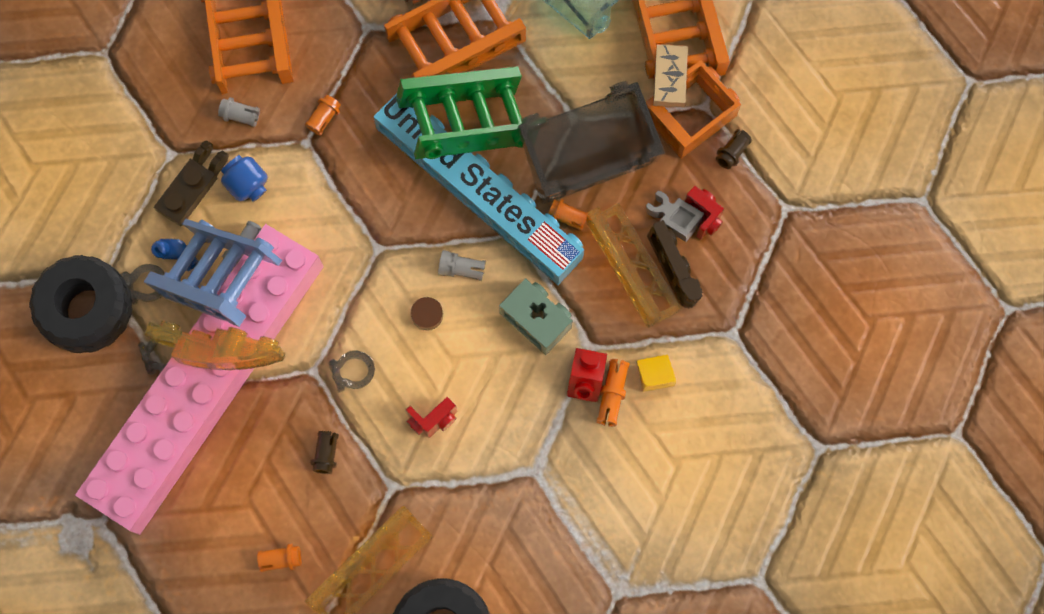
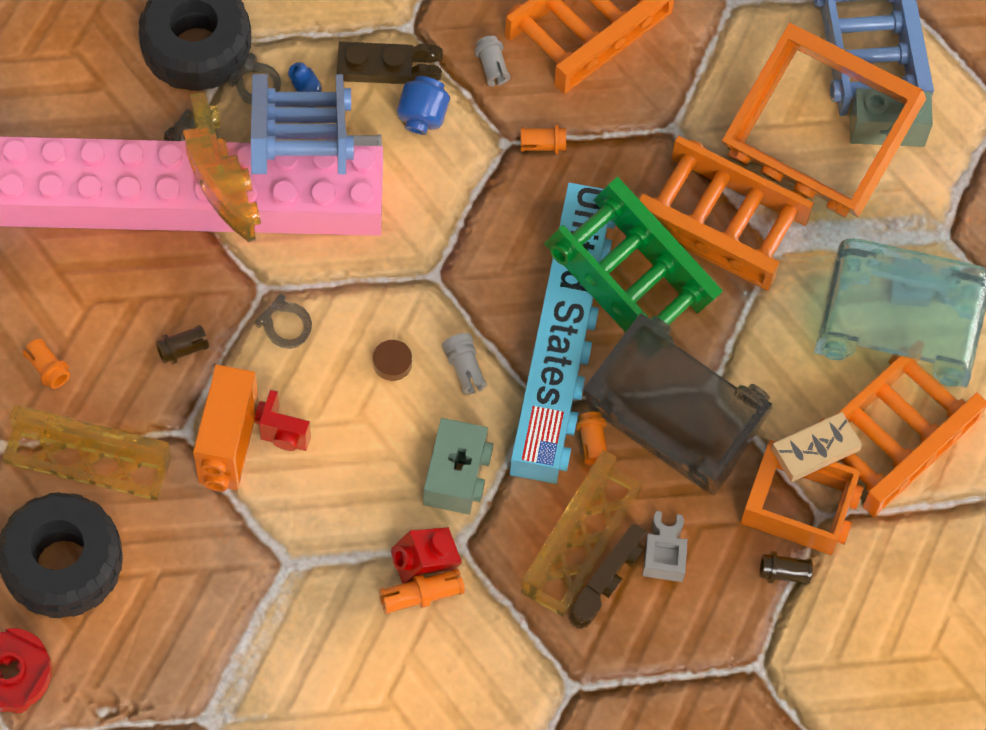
camera: 55 degrees right, 10 degrees down
(417, 457) = (226, 428): none -> orange window
(656, 373) = (472, 625): yellow slope -> none
(706, 203) = (688, 588): red bracket -> none

